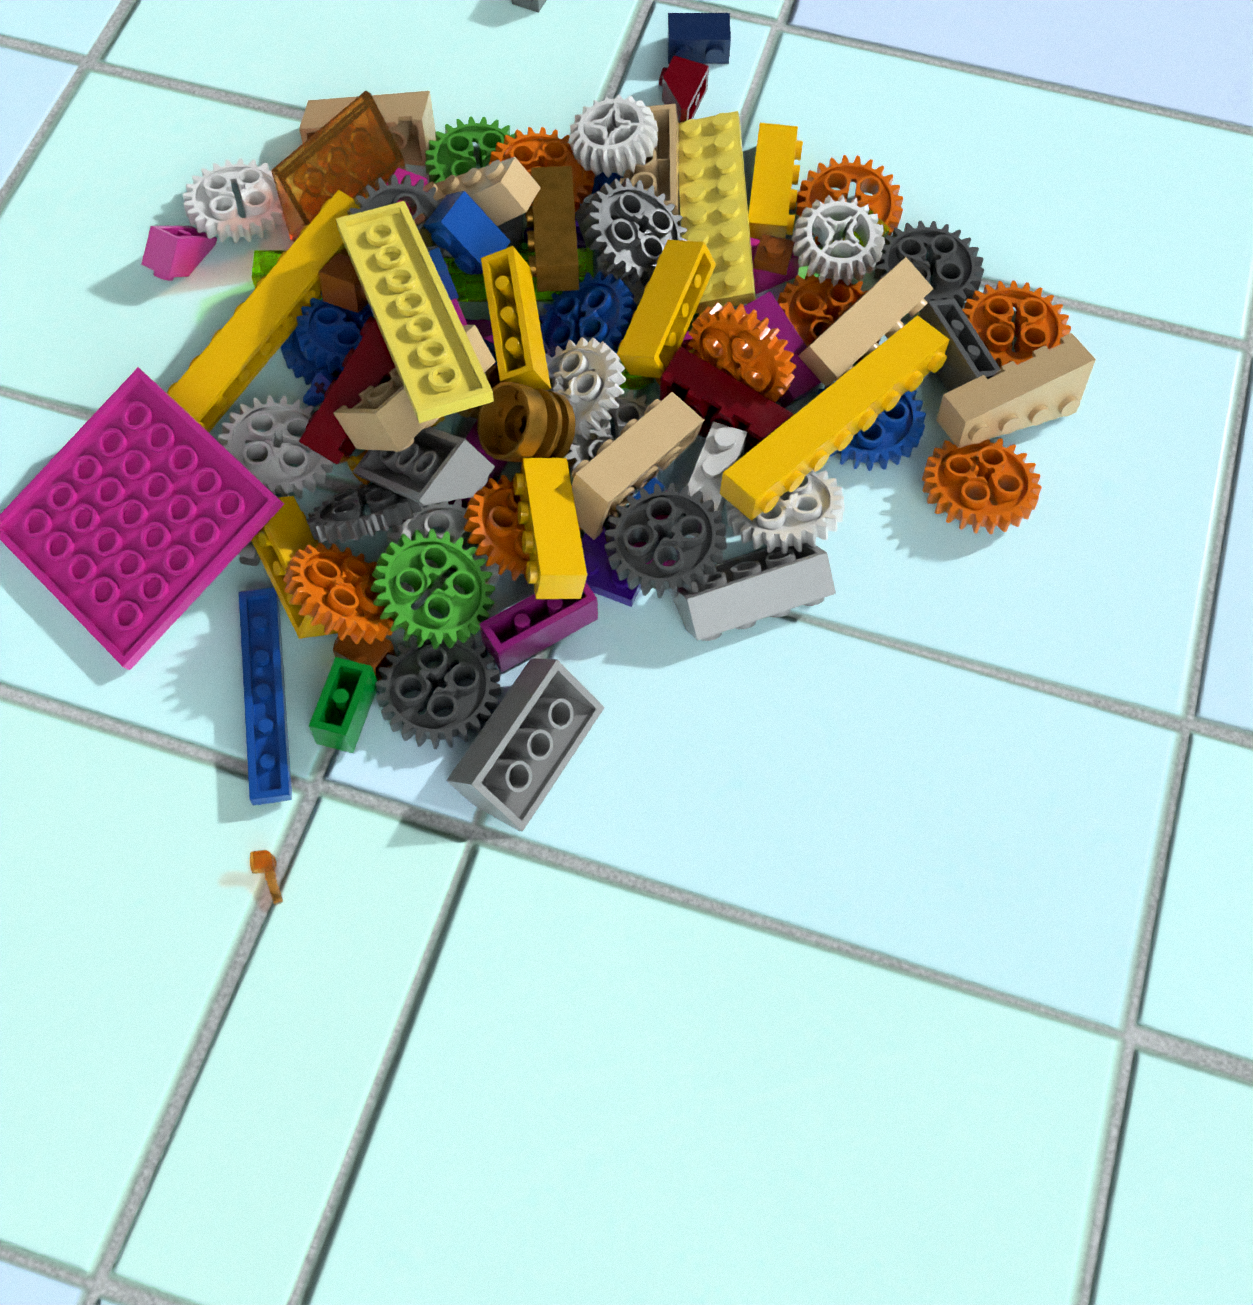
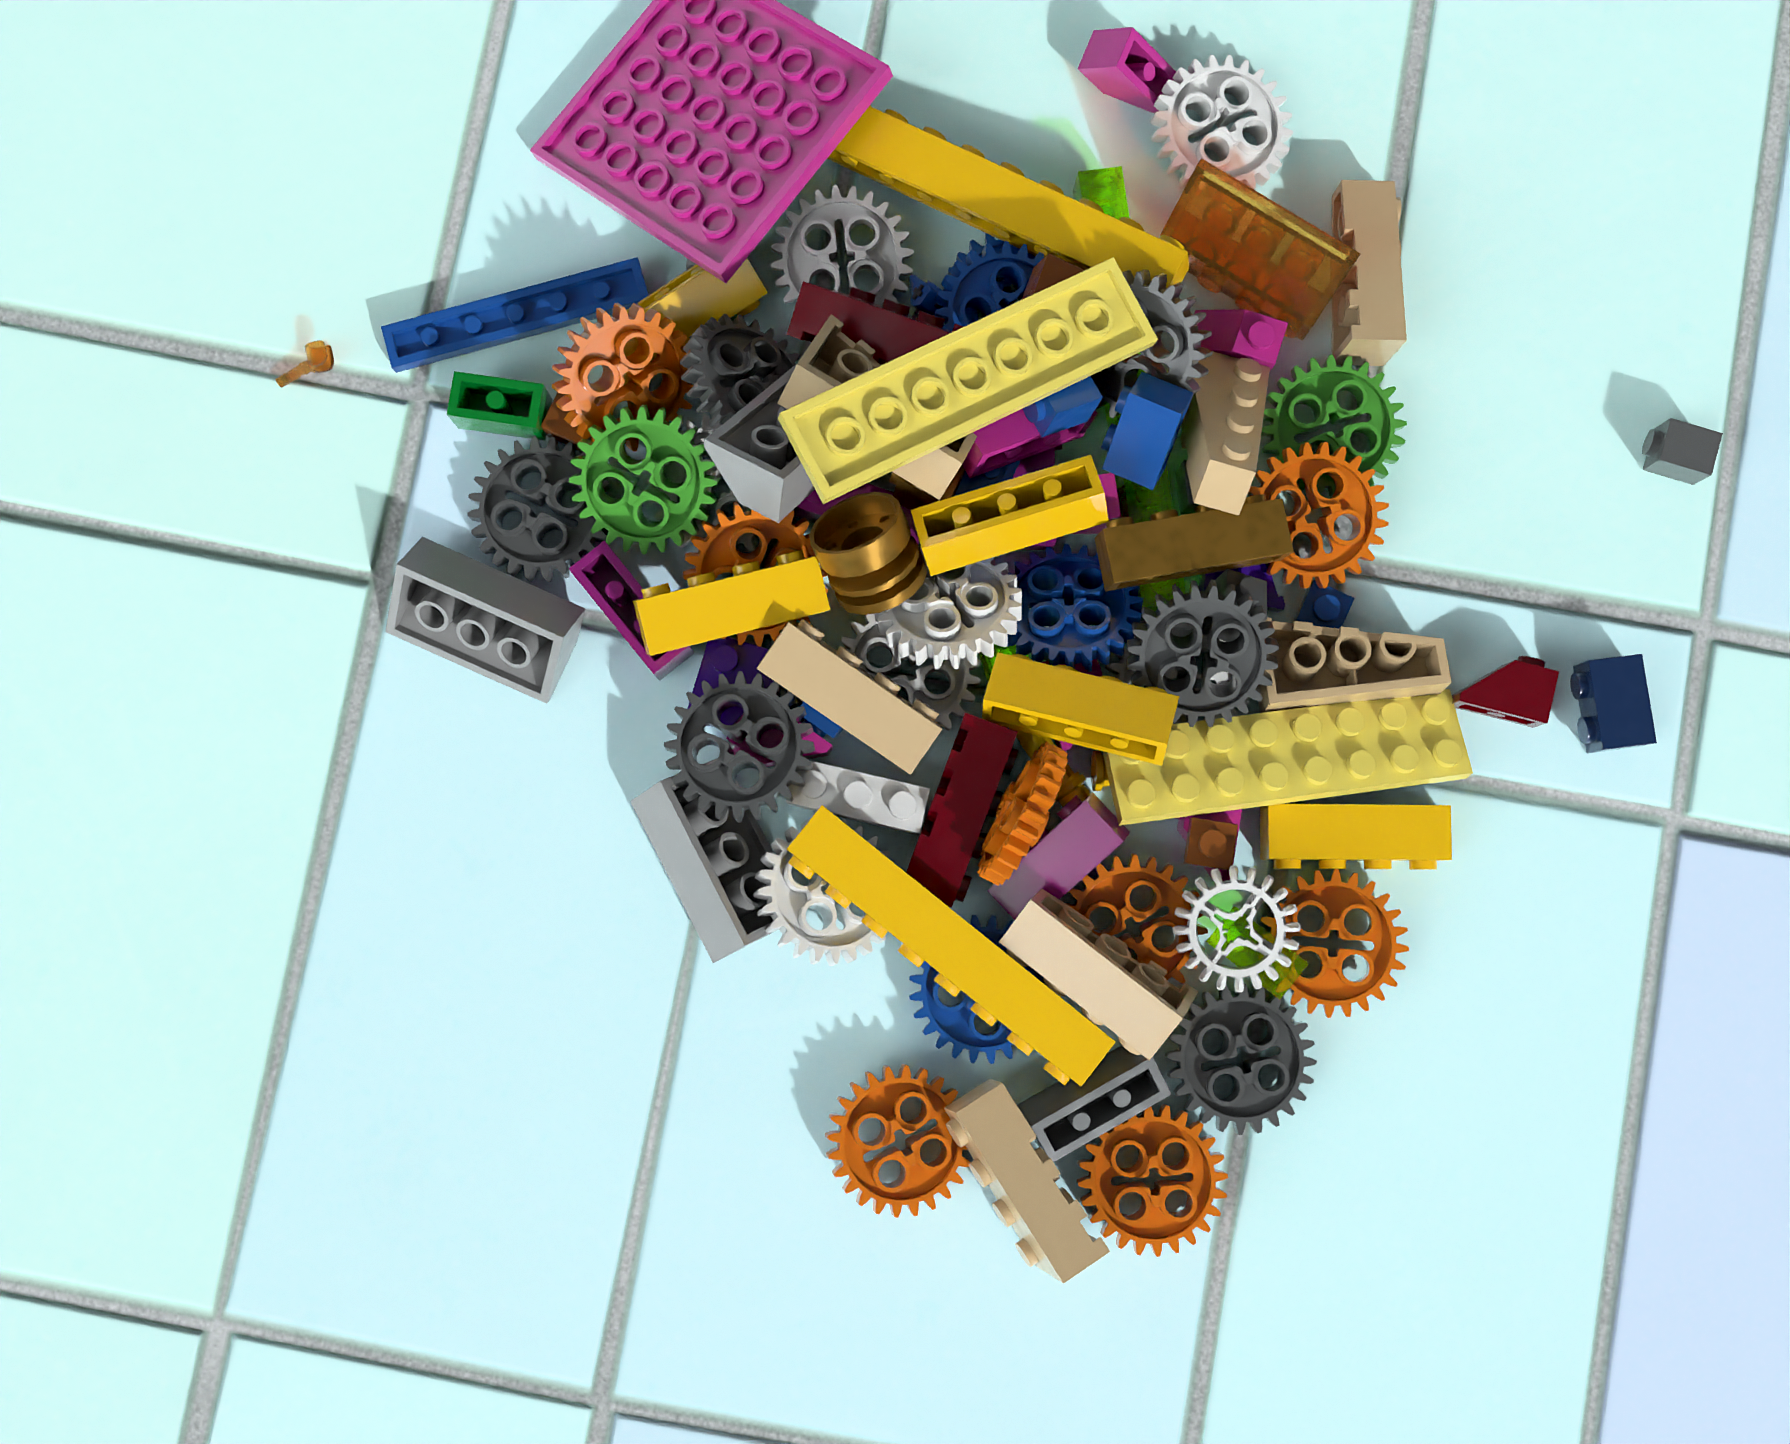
camera: 80 degrees right, 20 degrees up
(613, 135) = (1407, 599): white gear -> none

